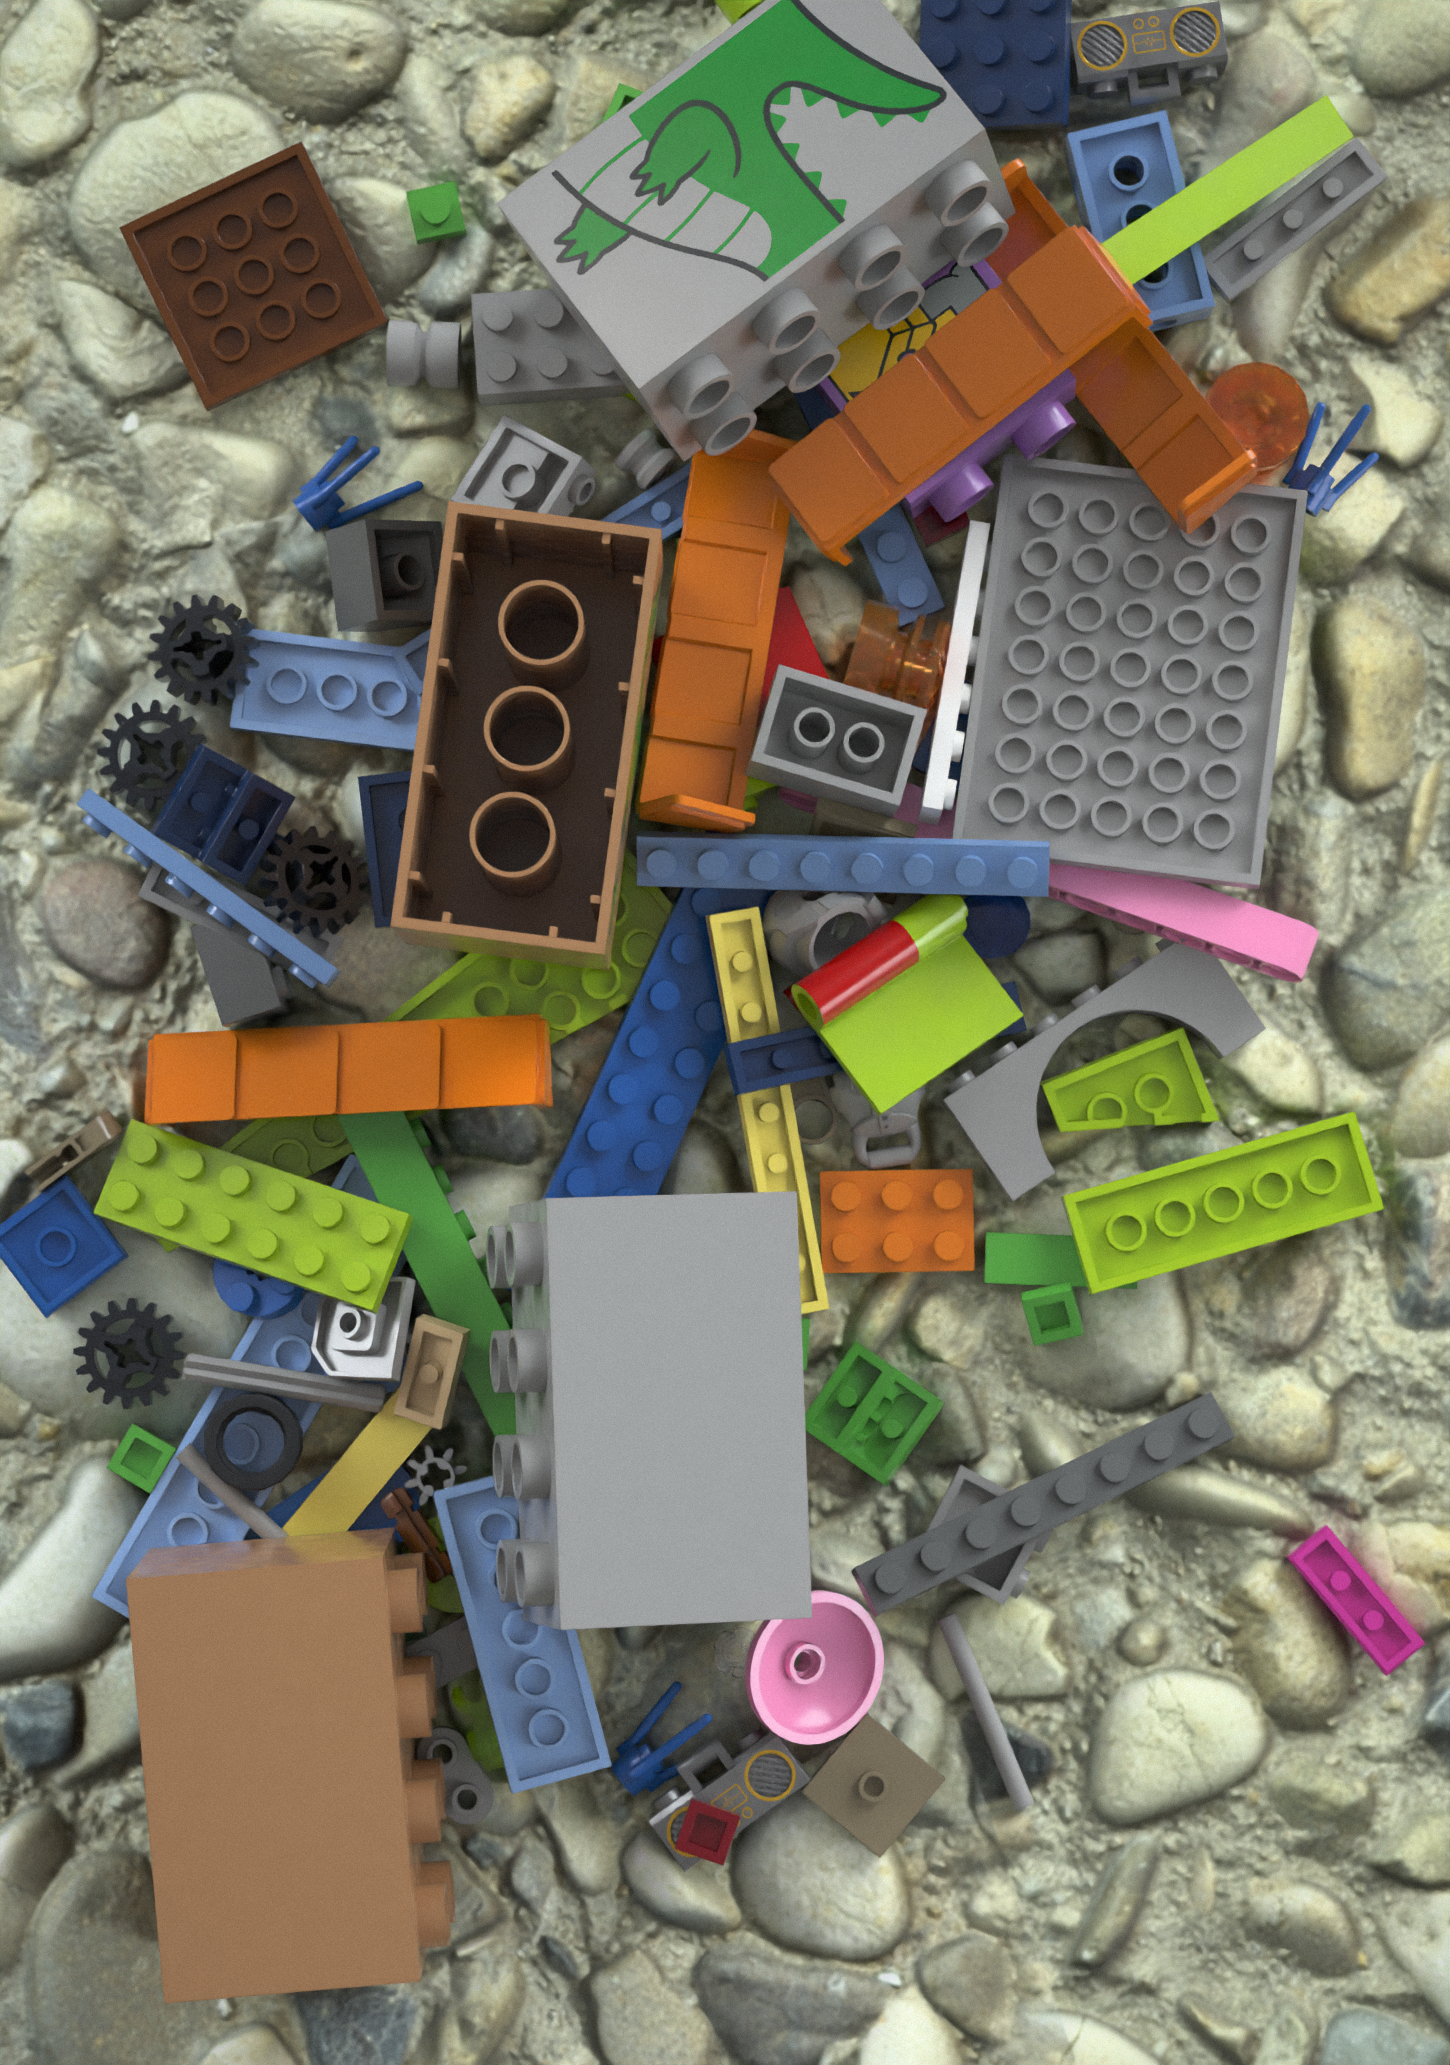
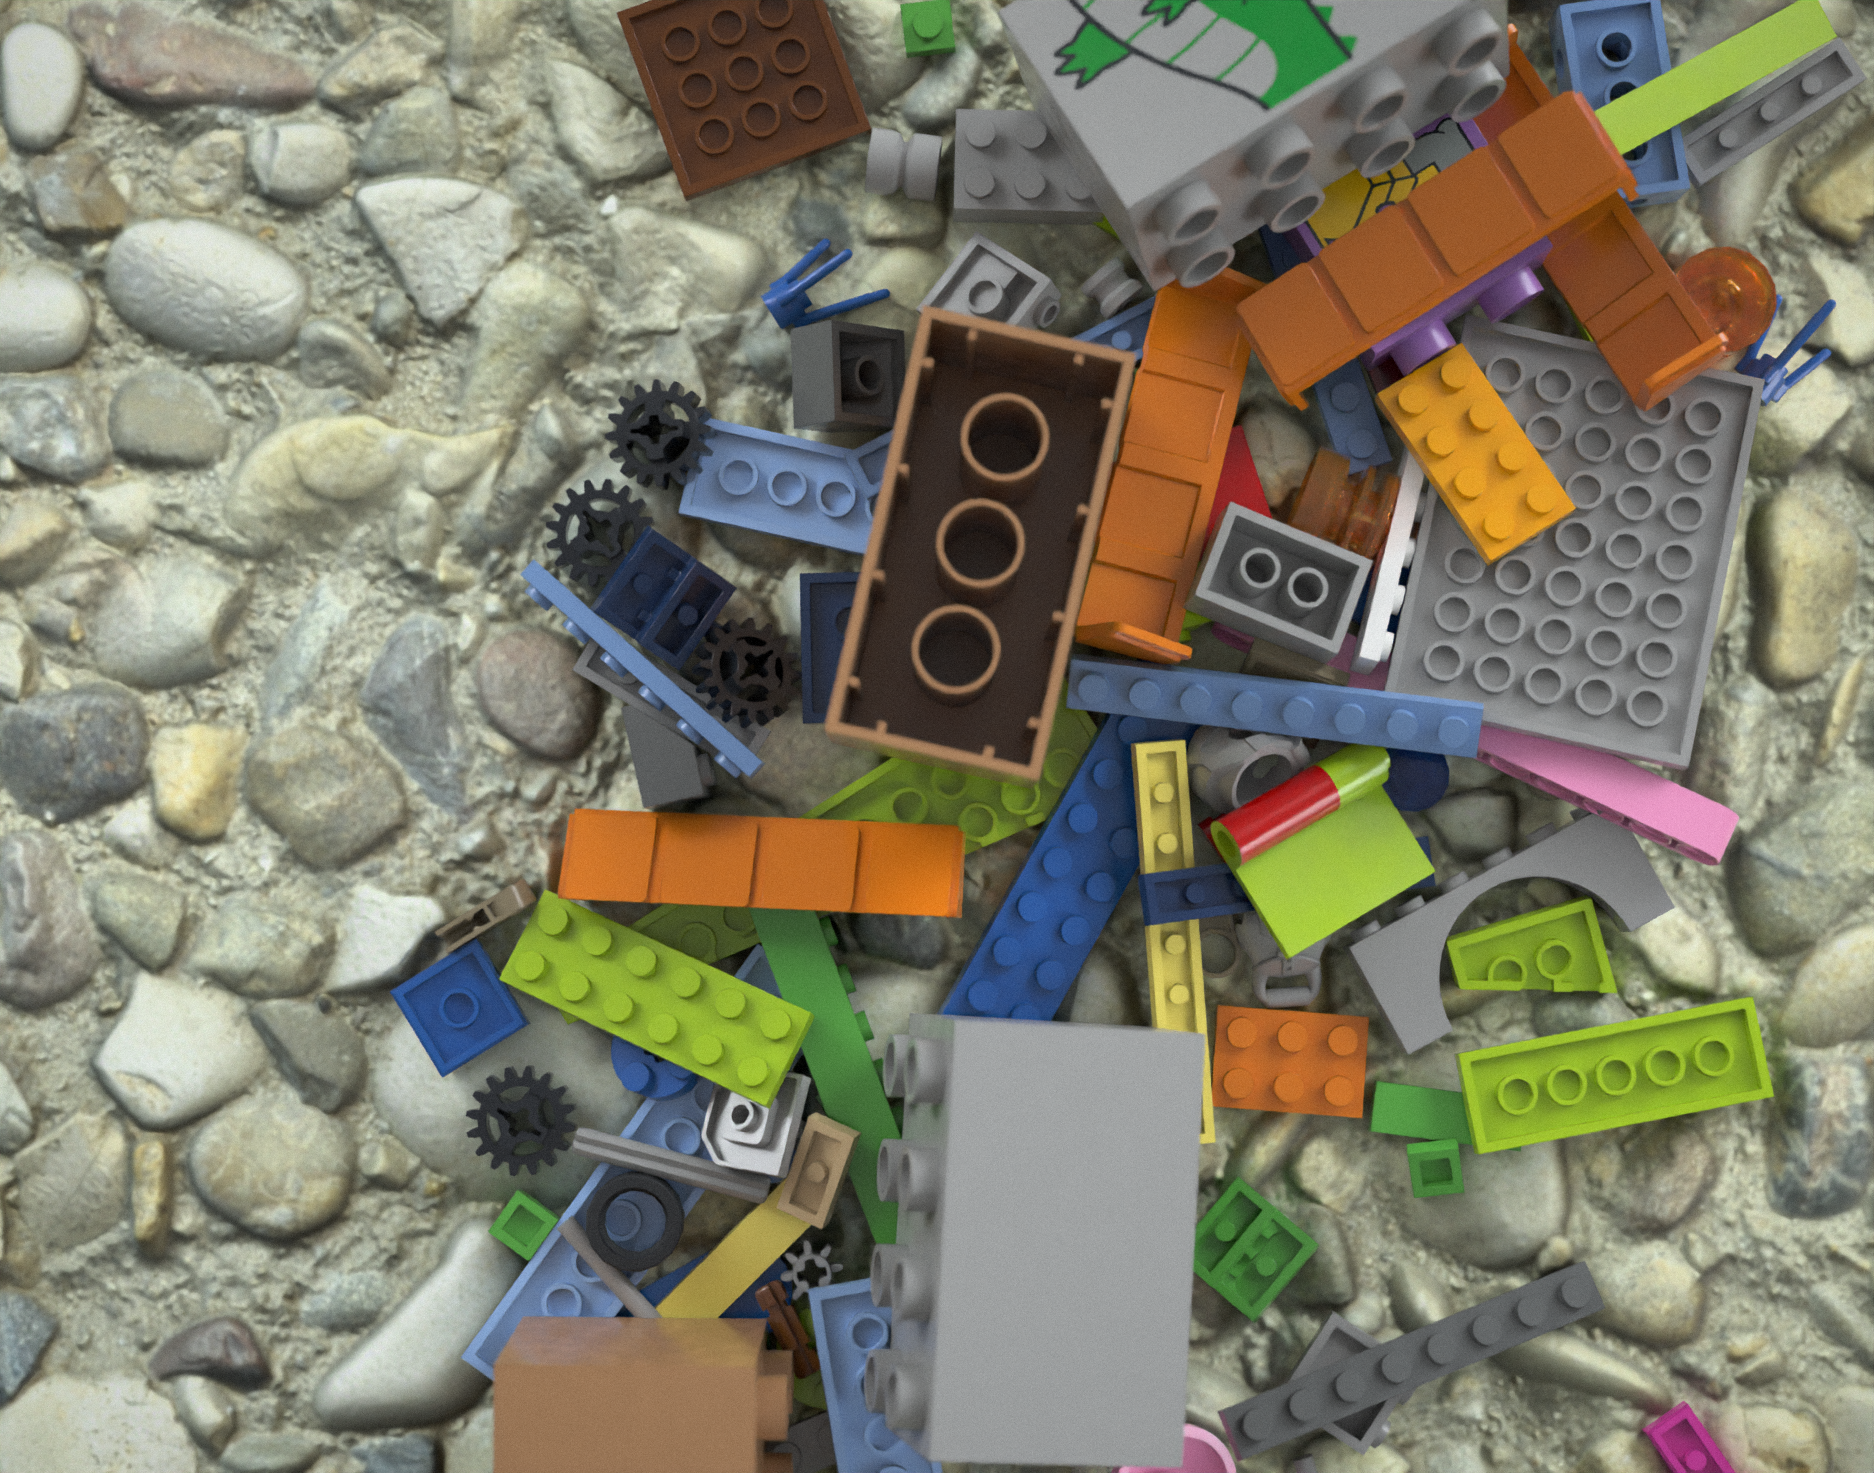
camera: 10 degrees right, 0 degrees up
(1022, 593) = (1474, 454): none -> light orange plate

